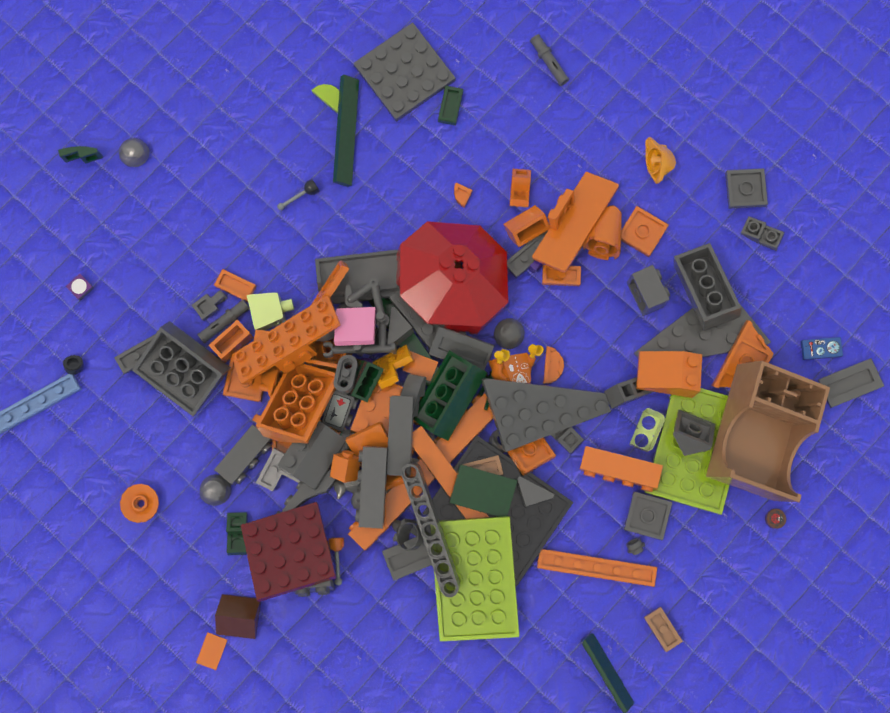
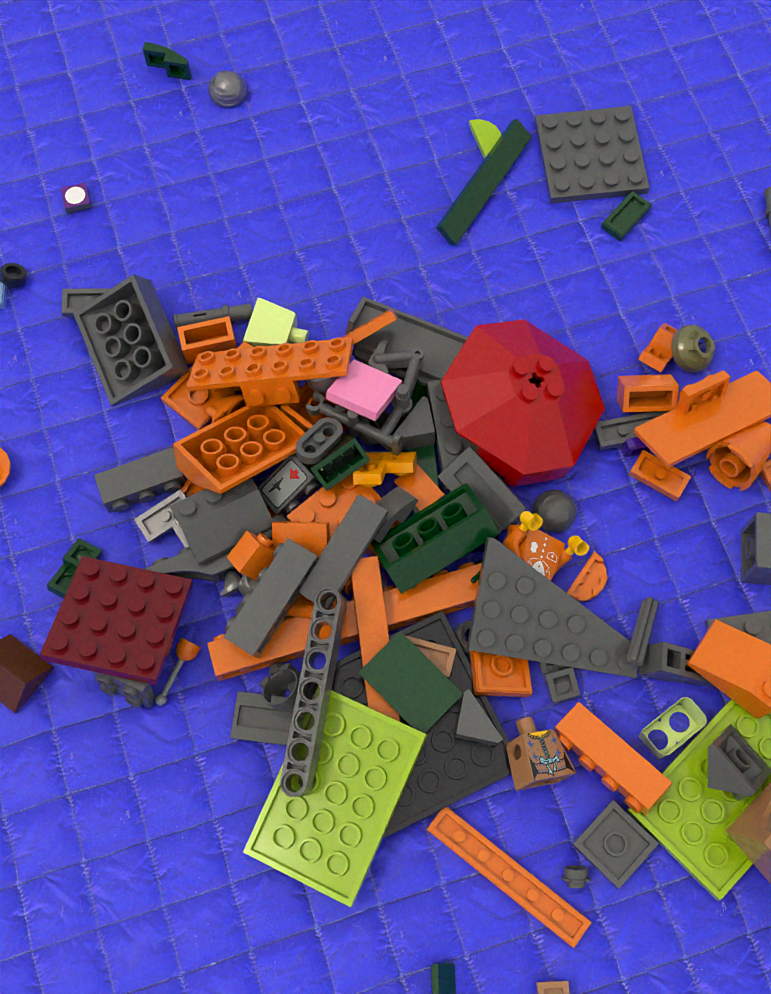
camera: 25 degrees right, 10 degrees down
(207, 306) = (205, 289): dark grey plate -> none
(215, 490) = (81, 504): flat silver piece -> none
(234, 285) = (251, 283): orange tile -> none
(309, 188) = (404, 223): hinge -> none
(462, 194) = (585, 320): orange tile -> none
(535, 182) = (686, 348): none -> olive piece
(578, 491) = (537, 757): none -> medium nougat torso
(601, 382) = (642, 632): none -> dark grey axle

